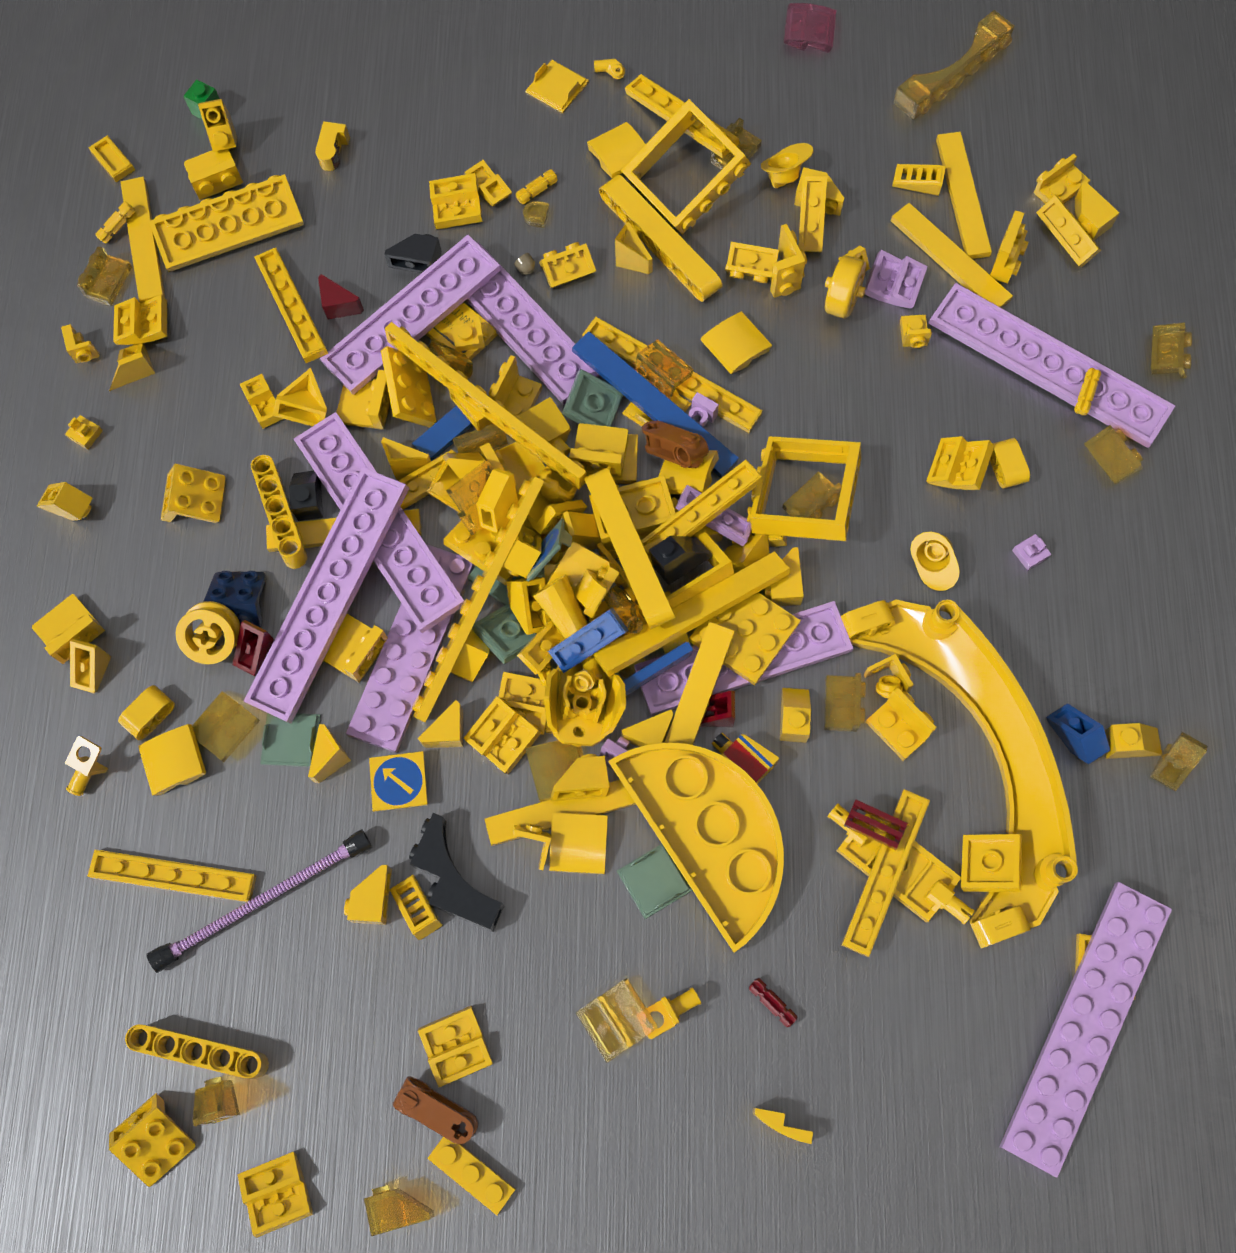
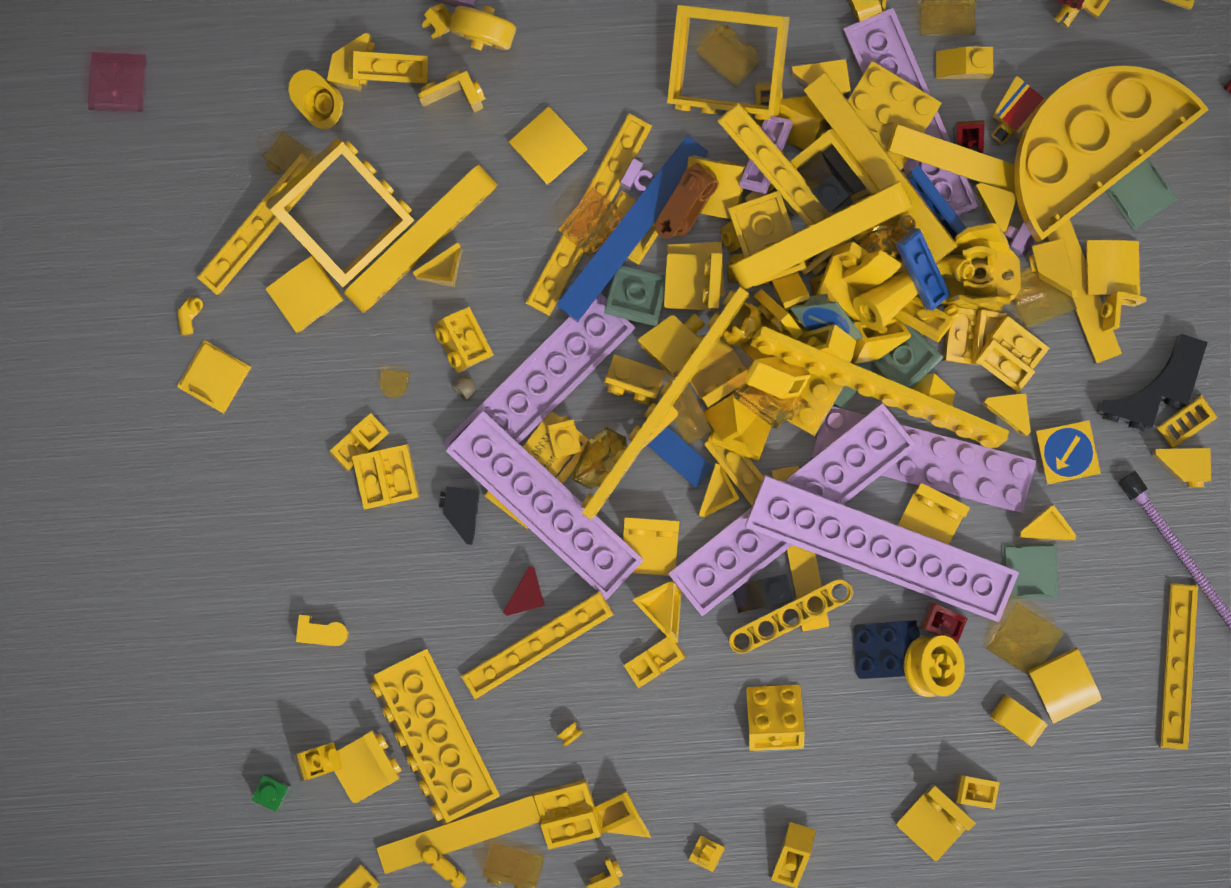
camera: 100 degrees left, 15 degrees up
(84, 766) = (1083, 769): yellow bracket -> none
(209, 326) = (569, 734): none -> yellow bush
(408, 388) = (639, 496): yellow plate -> none
(536, 186) = (361, 388): yellow axle -> none
(751, 261) = (448, 133): yellow bracket -> none

